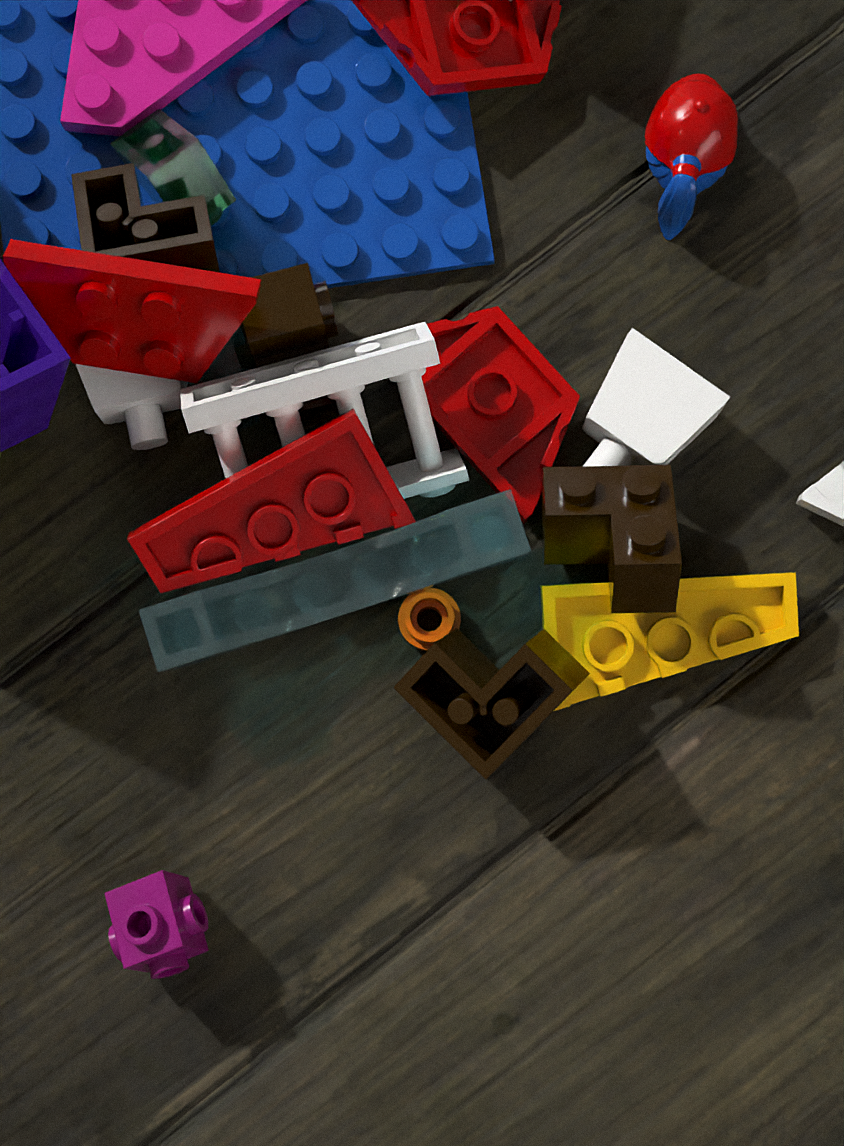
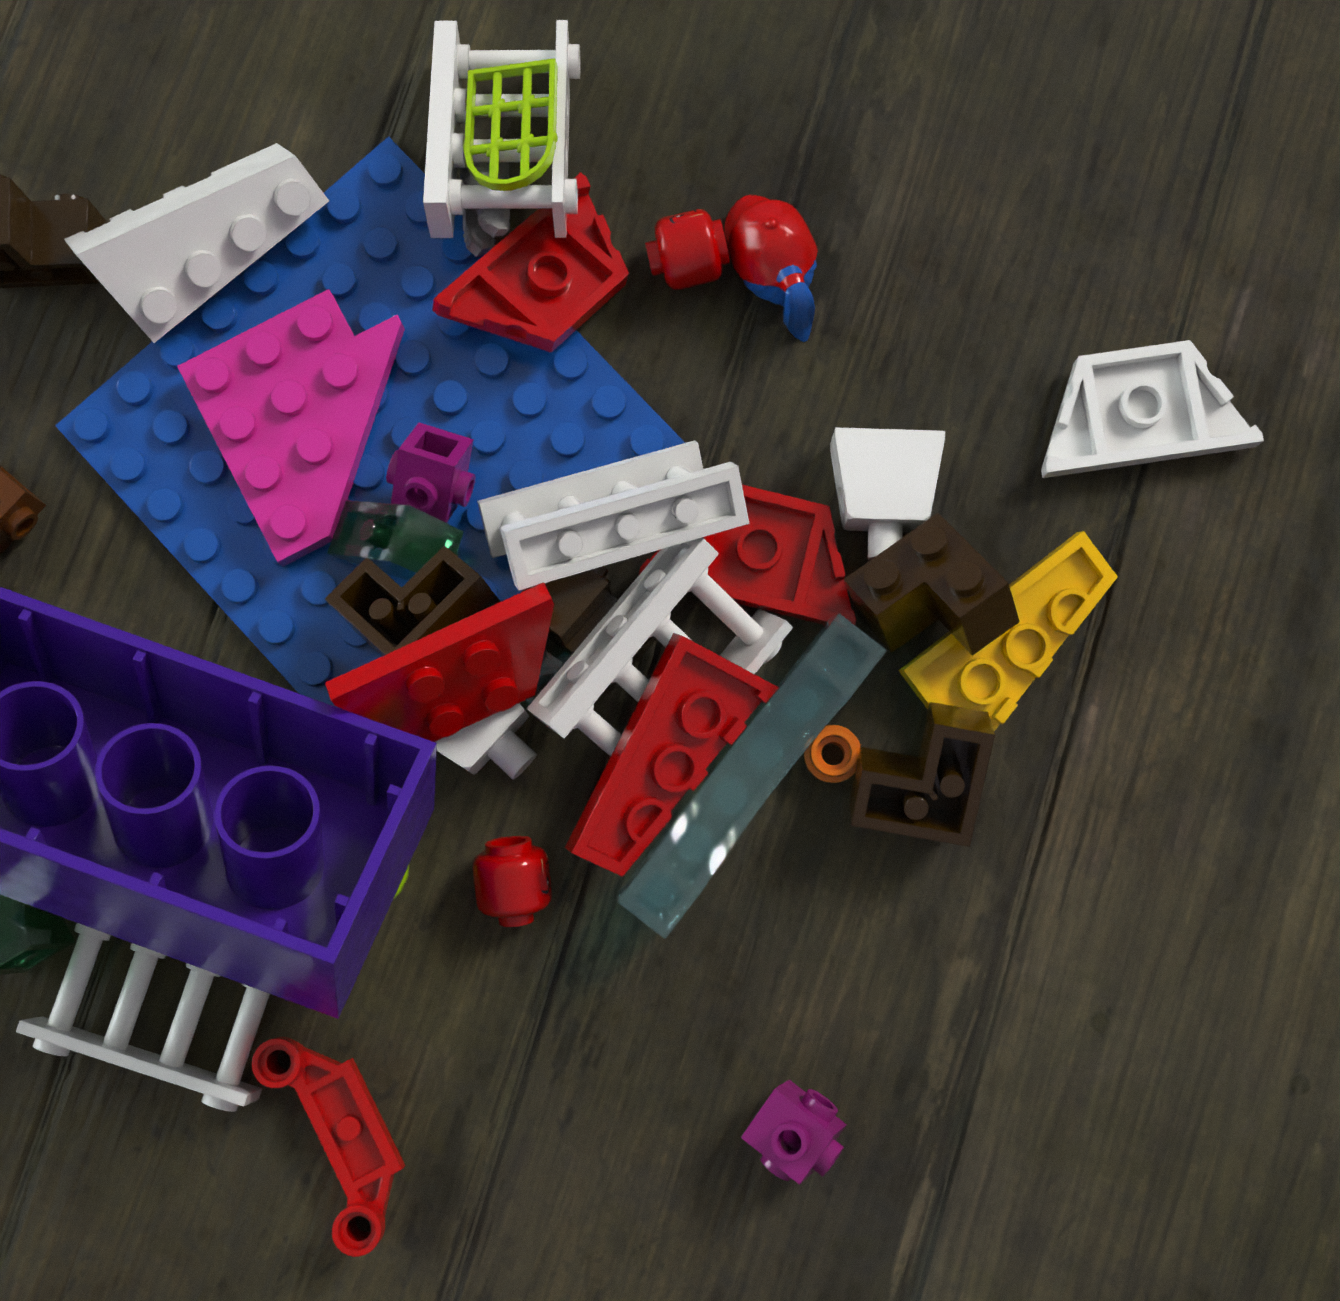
camera: 35 degrees left, 0 degrees up
(68, 534) = (512, 880): none -> red head
(245, 129) = (432, 471): none -> magenta brick
(372, 267) = (612, 513): none -> white fence
(615, 85) = (688, 249): none -> red head

